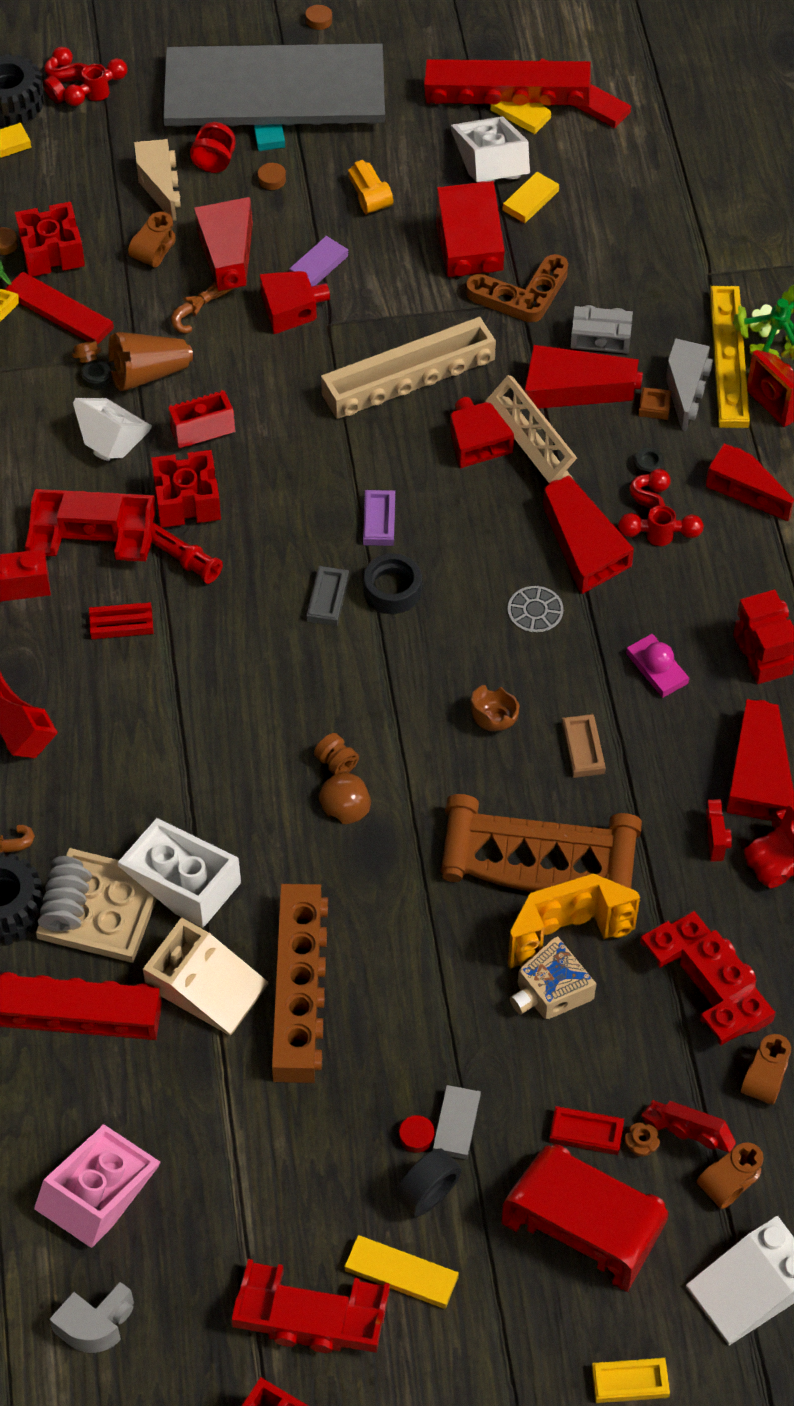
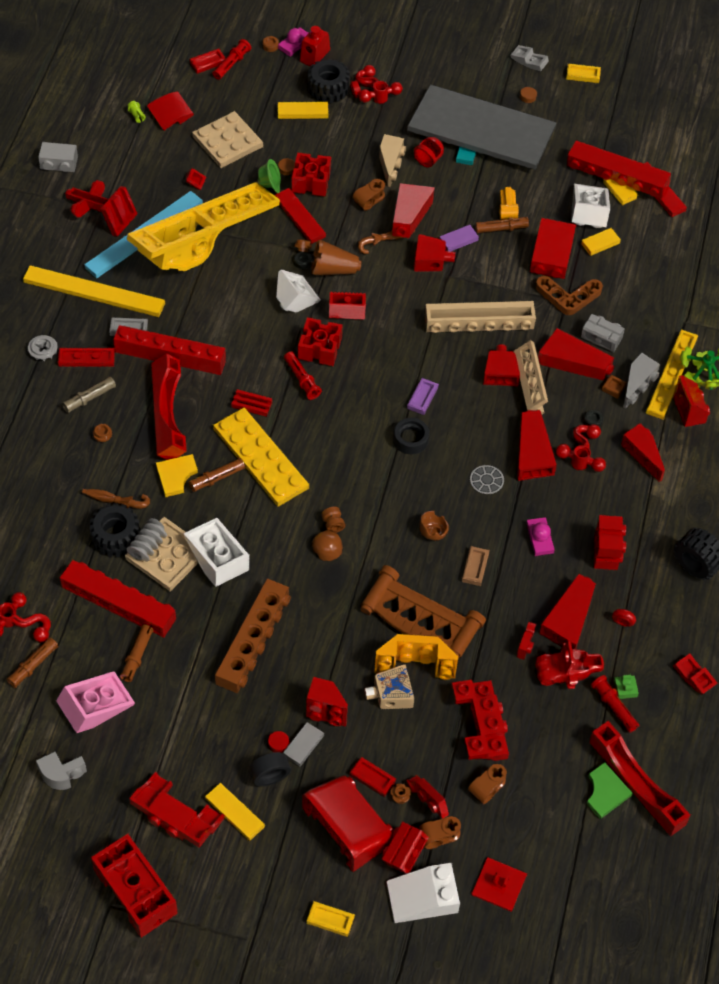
camera: 20 degrees right, 0 degrees up
(52, 774) = (175, 472): none -> yellow tile
(92, 517) = (261, 339): red bracket -> none
(112, 761) = (210, 478): none -> dark orange pin
(127, 1092) = (133, 661): none -> dark orange pin
(175, 699) = (261, 457): none -> yellow plate
(204, 977) = (202, 613): slope -> none
(271, 176) = (456, 179): dark orange tile -> none
(328, 596) = (372, 430): dark grey tile -> none
(383, 216) = (506, 224): none -> dark orange pin
(468, 1042) = (326, 703): none -> red slope
(693, 1221) = (404, 848): none -> red brick

